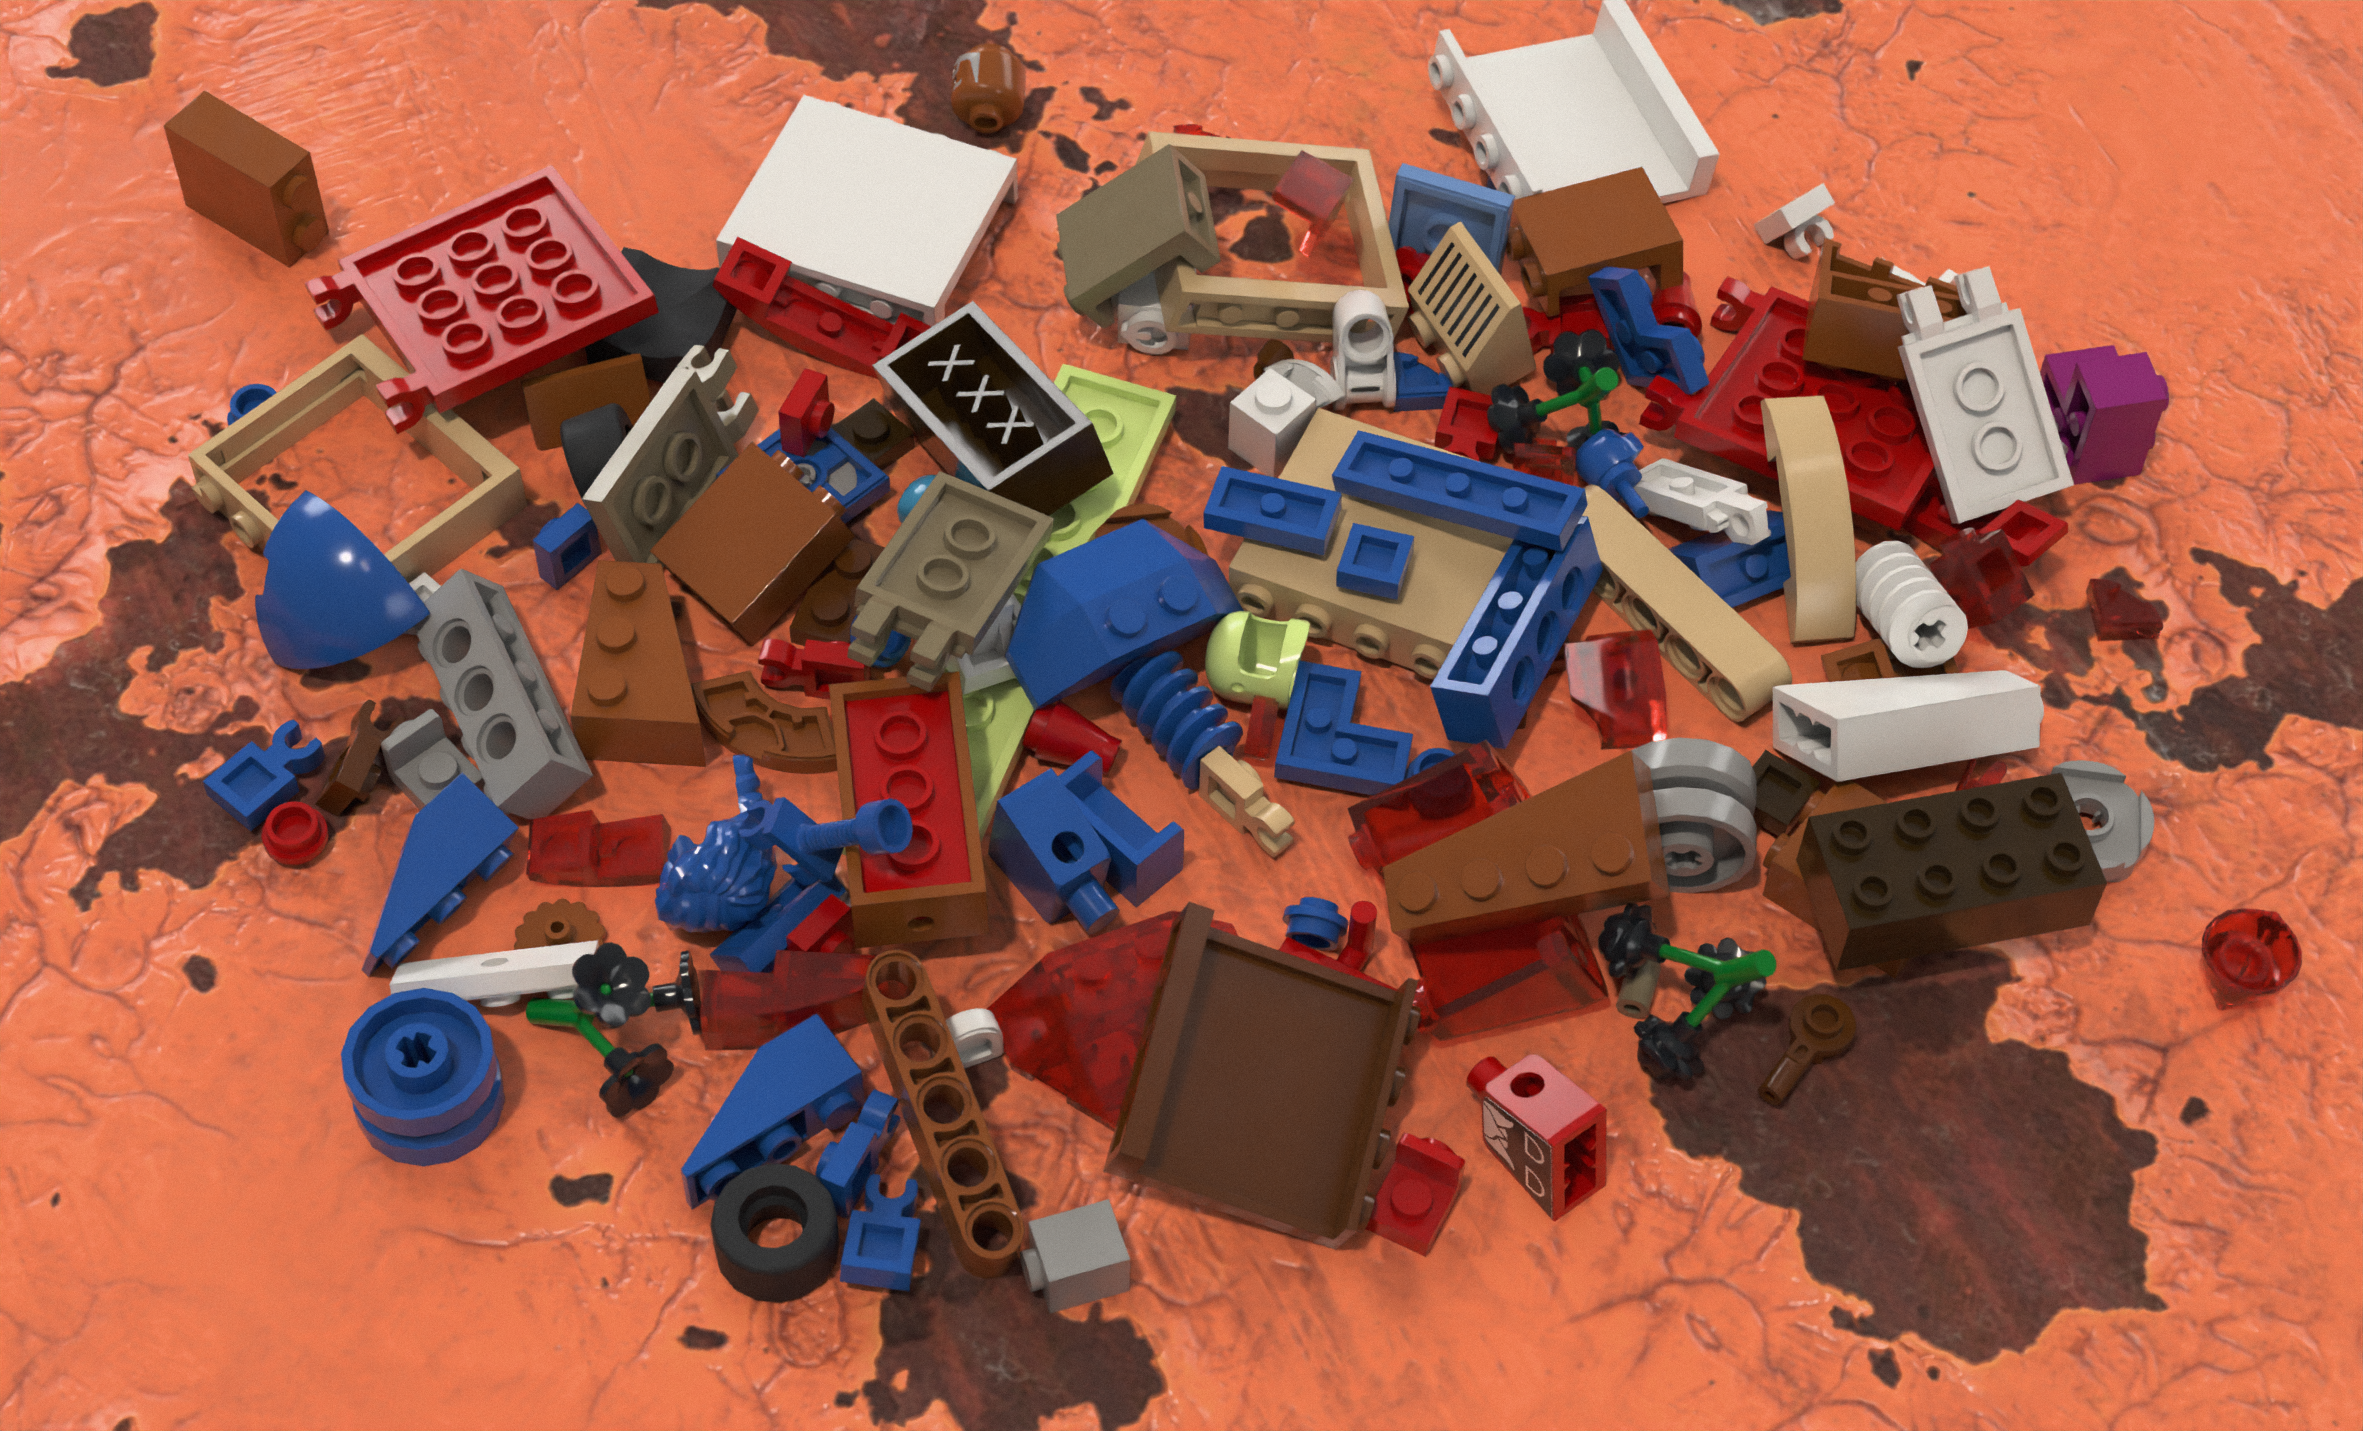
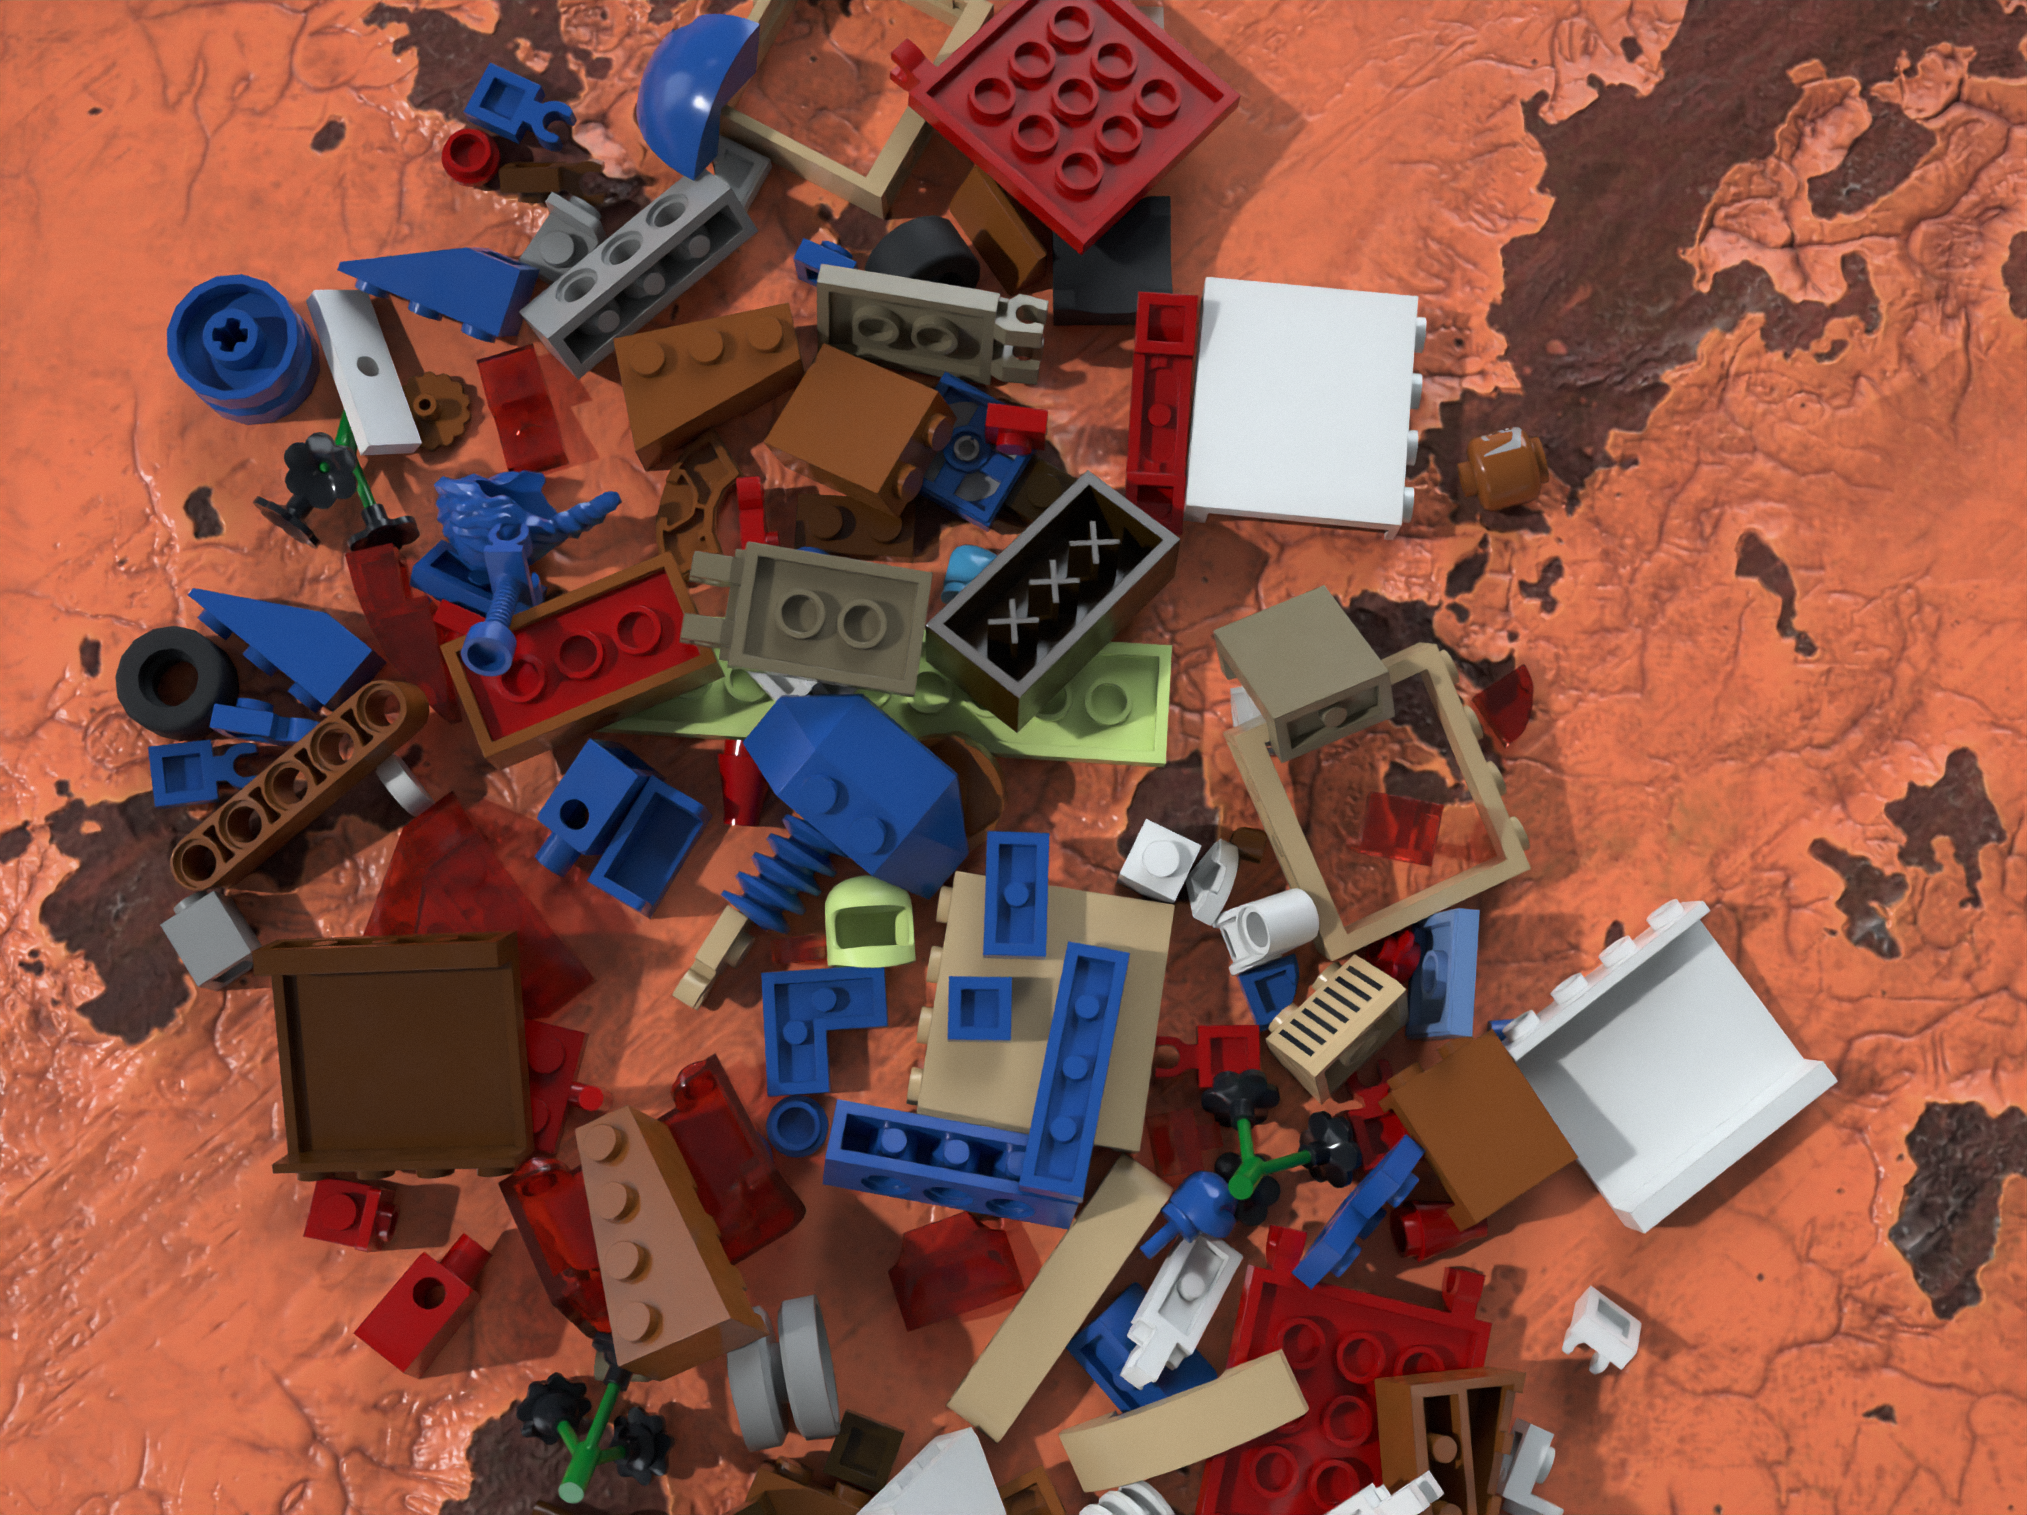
camera: 75 degrees right, 25 degrees up
(1315, 923) = (602, 1054): blue plate -> none

